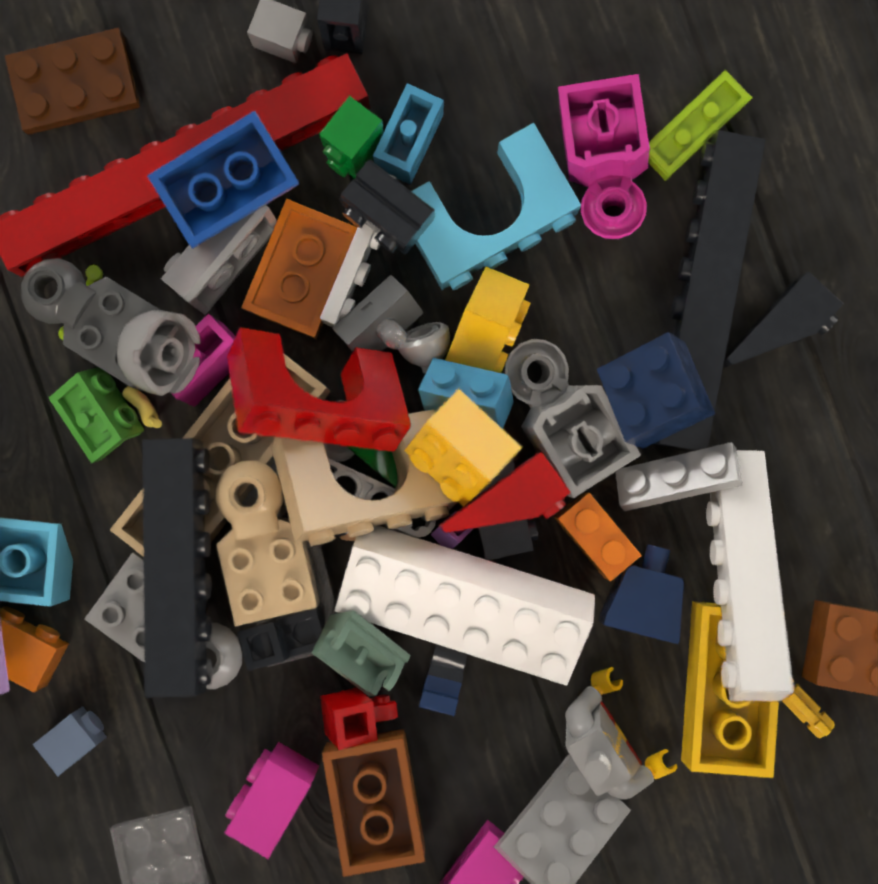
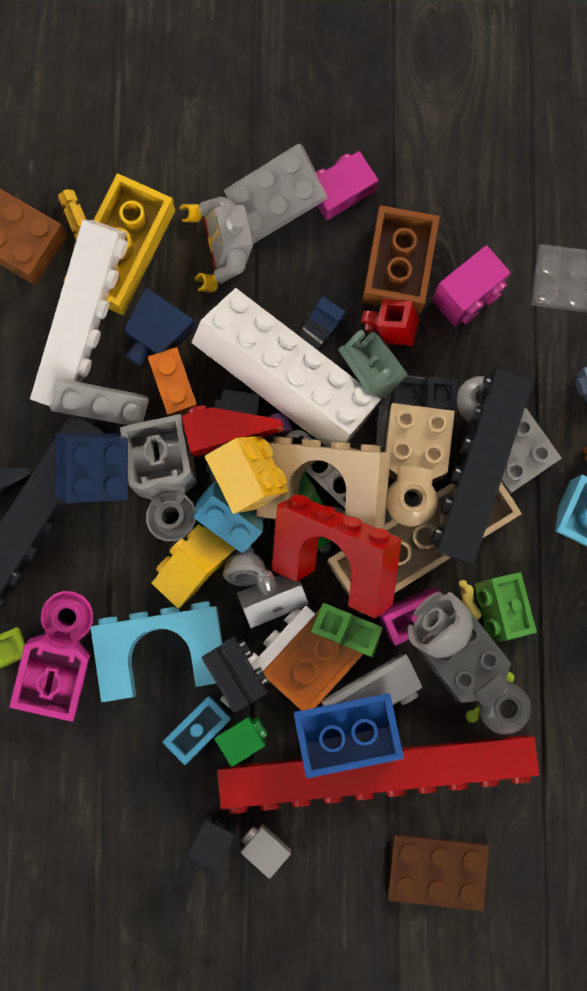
camera: 165 degrees left, 5 degrees down
(278, 313) = (347, 630): none -> bright green slope

